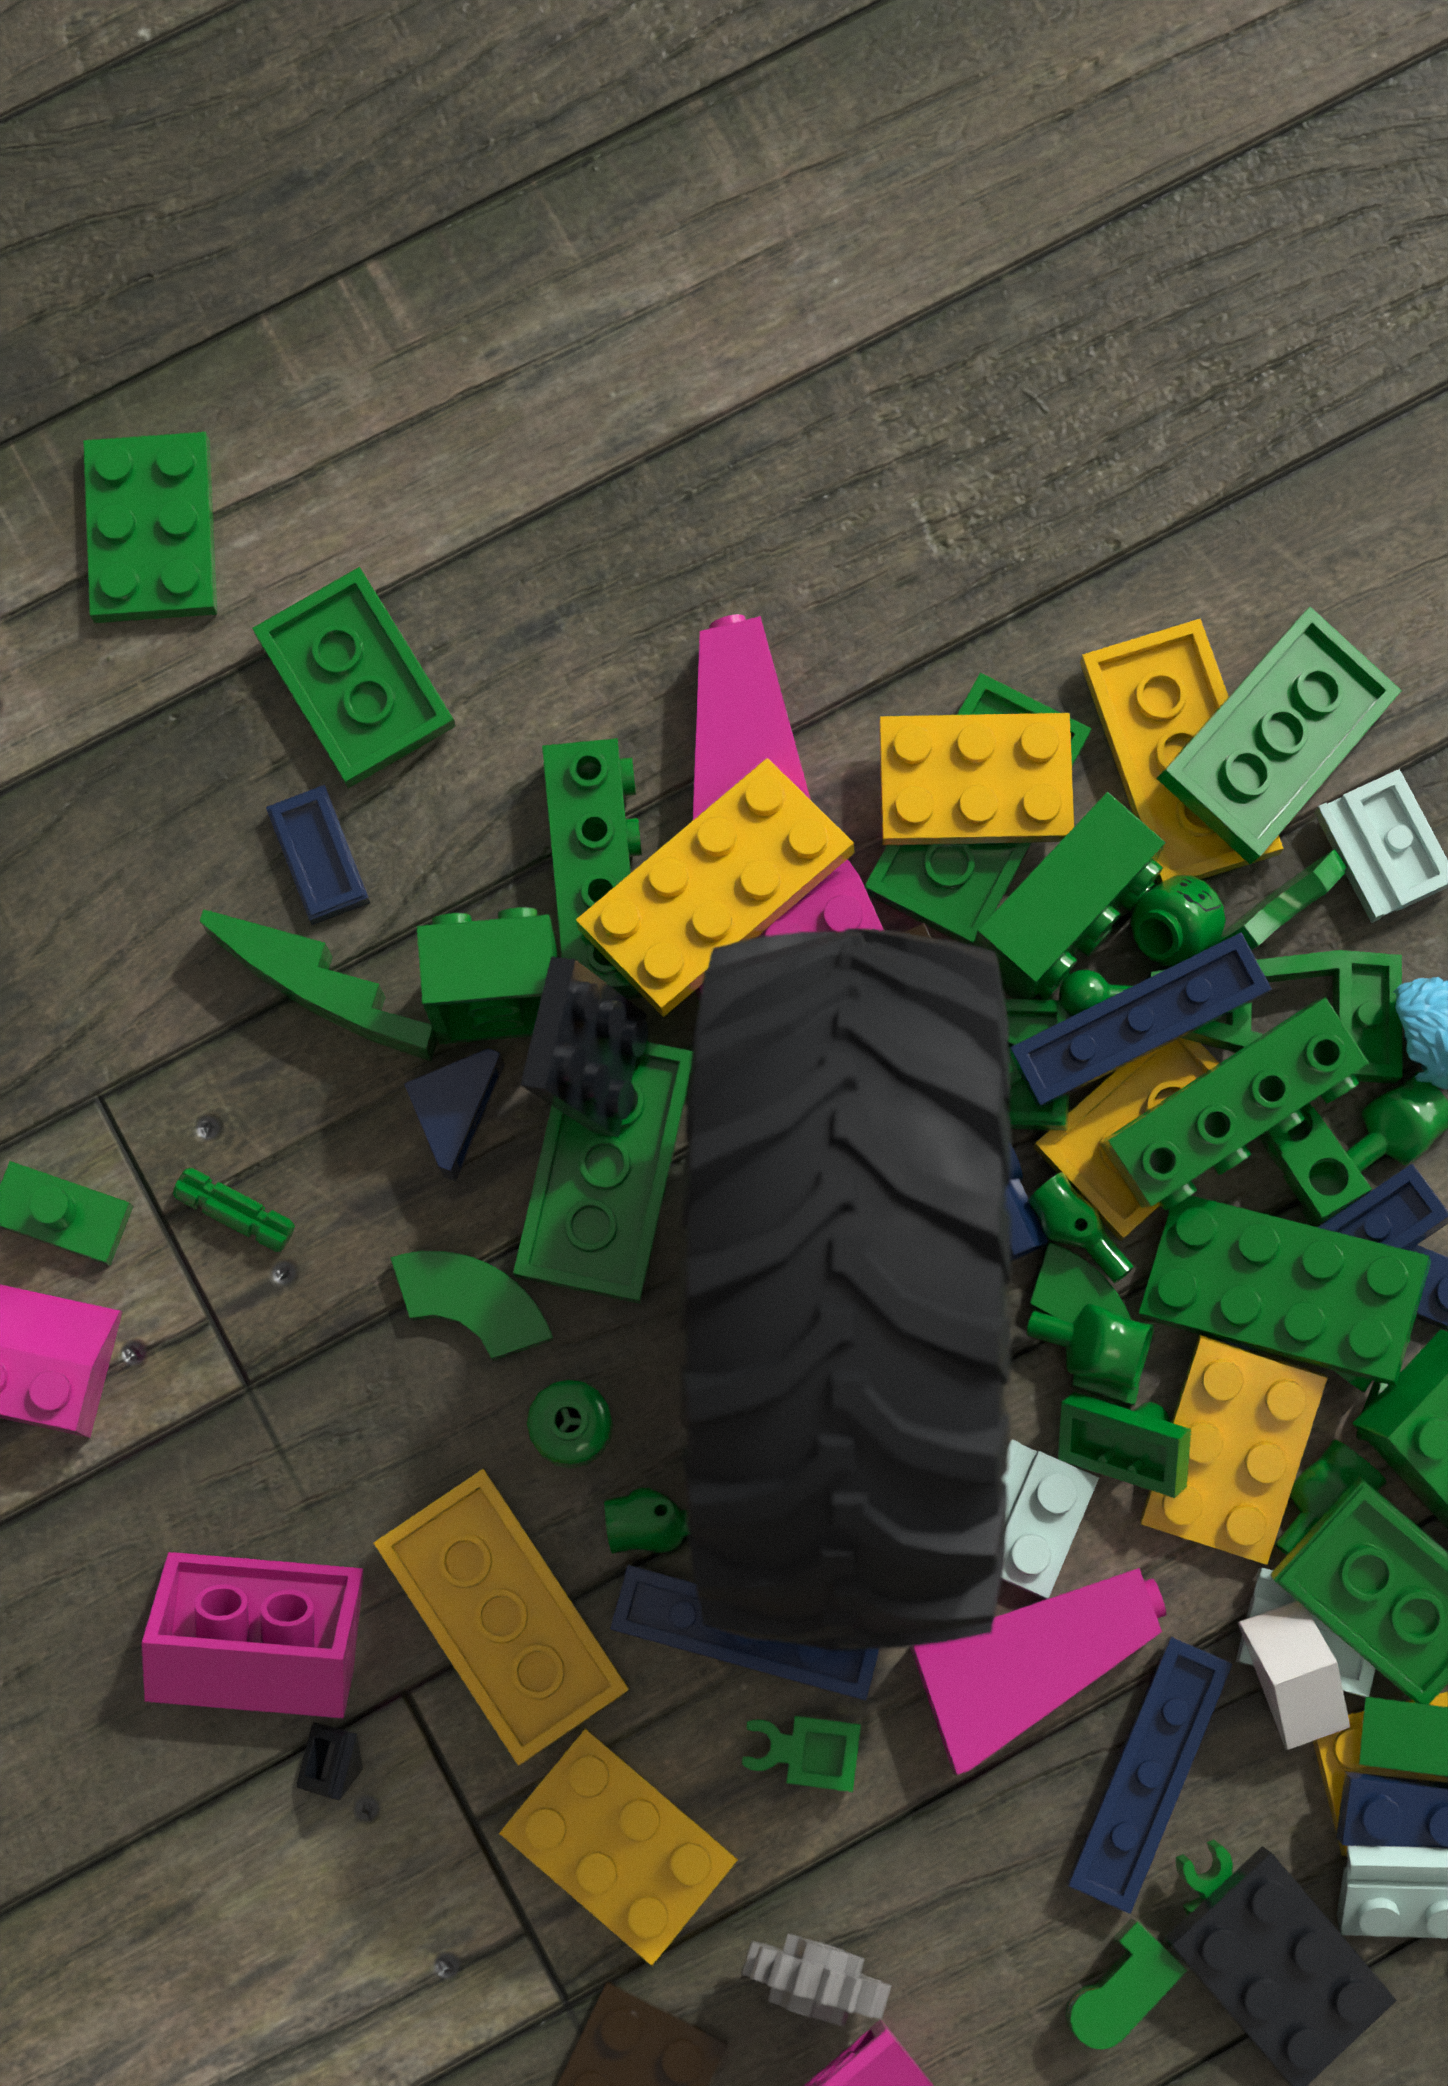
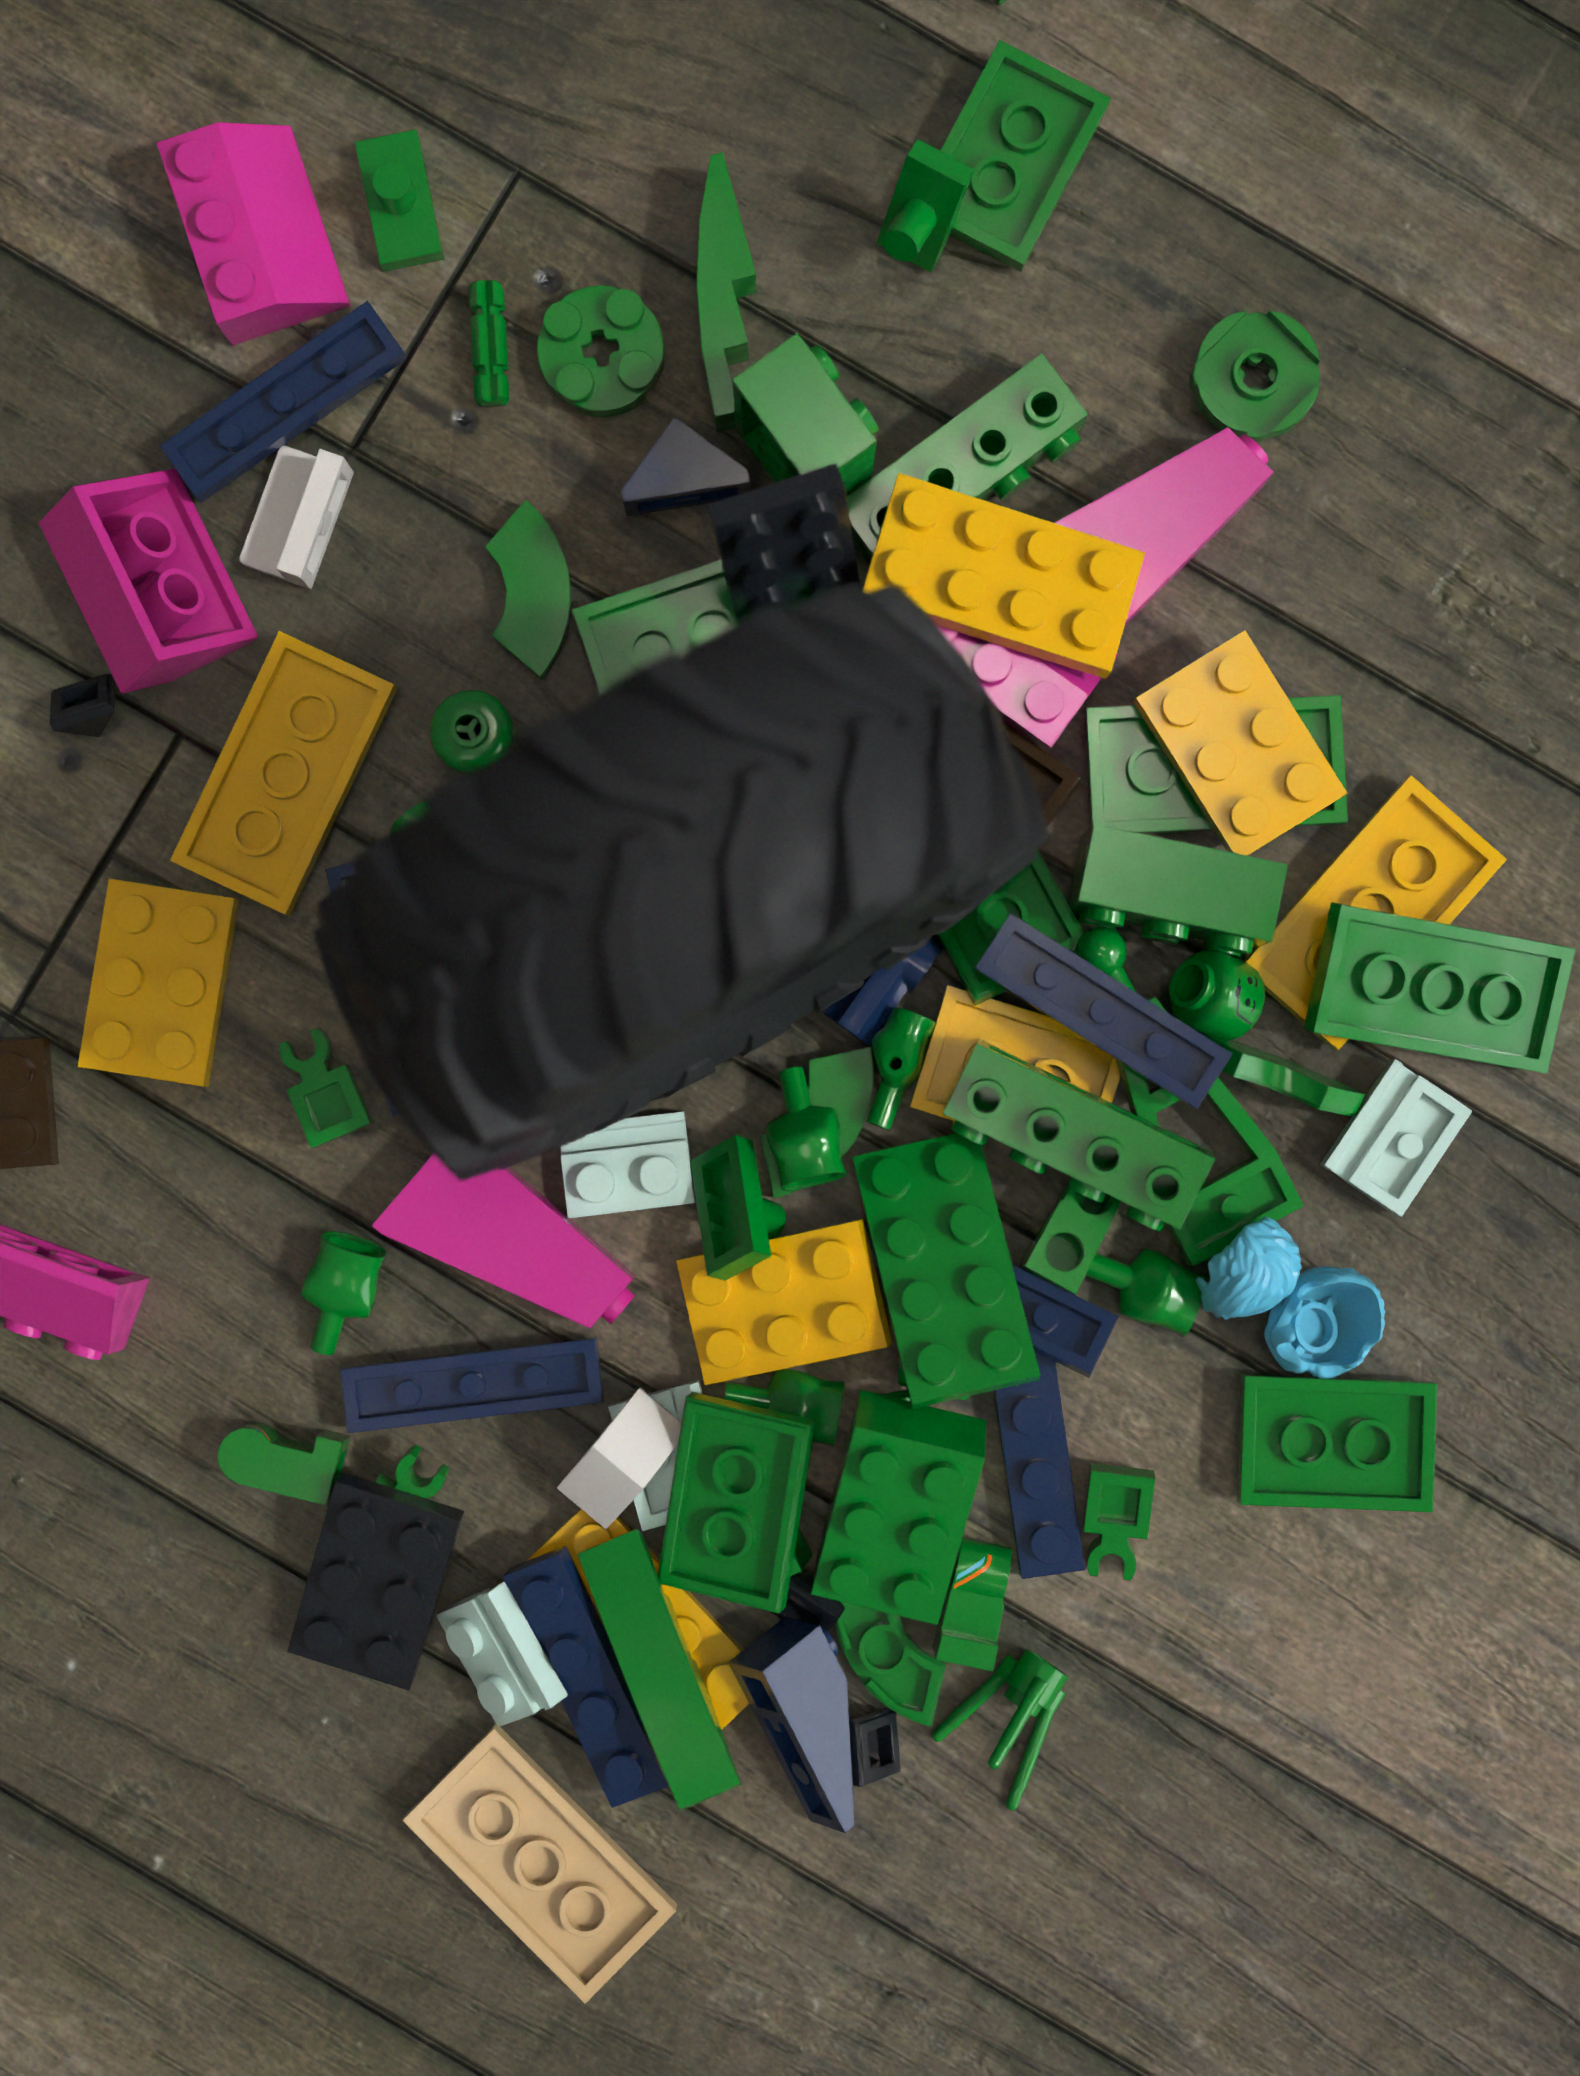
camera: 55 degrees right, 10 degrees up
(172, 1419) = (283, 401): none -> dark blue plate
(276, 1469) = (297, 515): none -> white panel
(316, 1149) = (620, 319): none -> green plate
(318, 855) = (835, 225): dark blue tile -> none
(357, 769) = (924, 206): none -> green tile
(685, 557) = (1256, 339): none -> green plate
(816, 1980) = (137, 1206): light grey gear -> none
(992, 1840) = (341, 1285): none -> green piece

